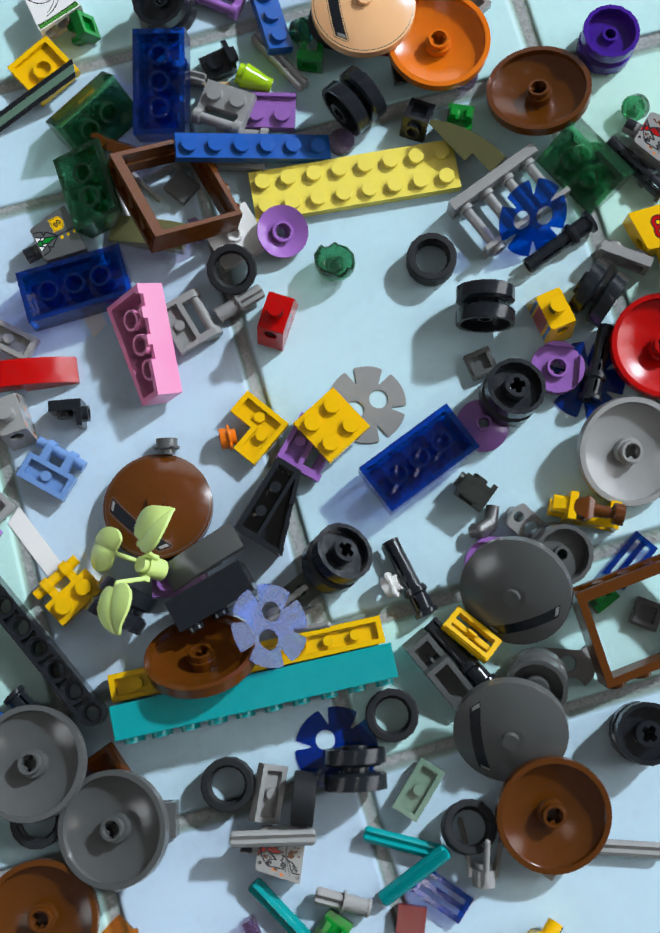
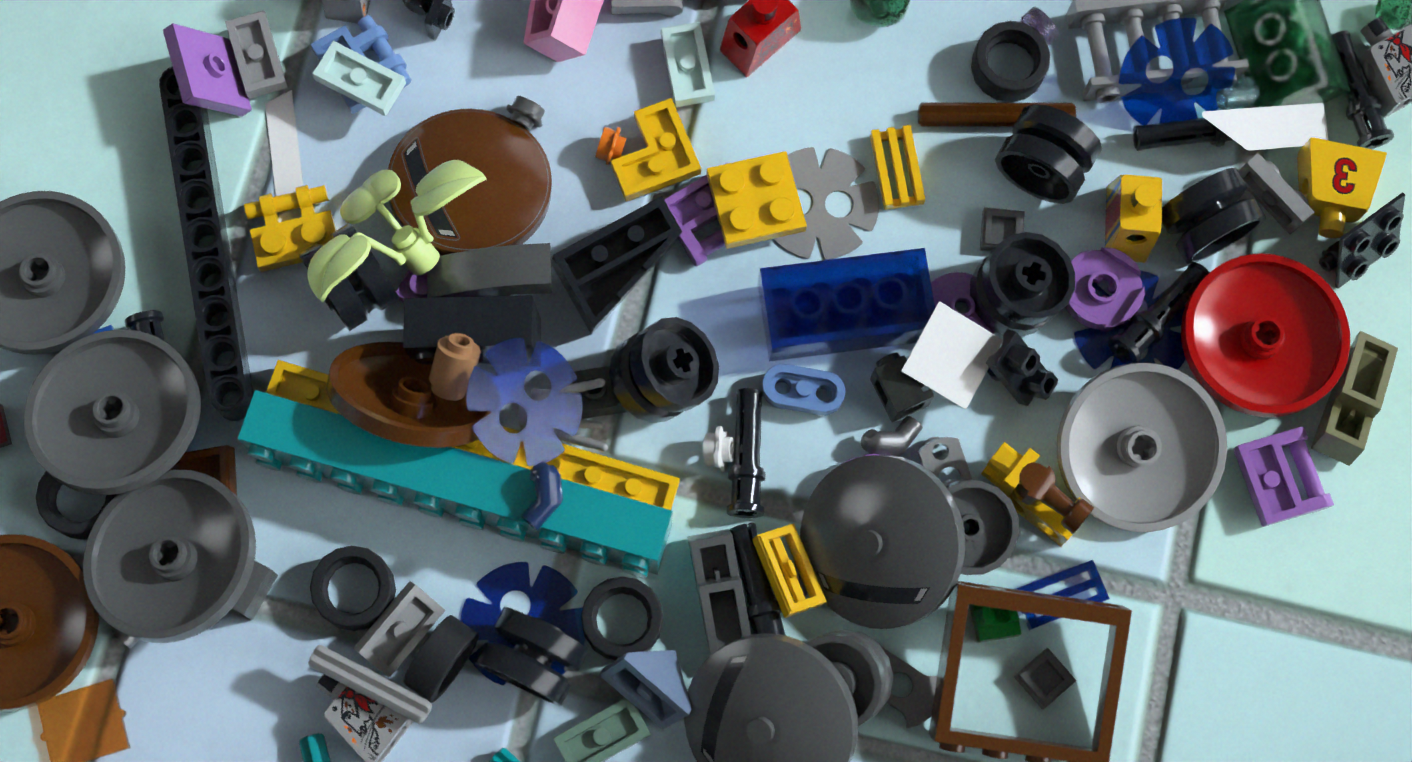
camera: 20 degrees right, 5 degrees down
(58, 480) = (359, 78): none -> light aqua plate
(217, 628) = (453, 365): none -> medium nougat brick
(244, 363) = (687, 64): none -> light aqua plate
(315, 674) = (548, 494): none -> dark blue arm
(407, 351) = (892, 136): none -> yellow tile
(419, 522) = (803, 387): none -> medium blue plate
(431, 745) = (651, 684): none -> sand blue slope
(434, 226) = (1040, 21): none -> tile
(436, 297) = (978, 113): none -> reddish brown axle
(496, 457) = (951, 355): none -> white sticker
(537, 443) = (1020, 370): none -> black hips
(575, 208) = (1240, 95): none -> clear light blue arm
(602, 217) = (1271, 126): none -> white sticker

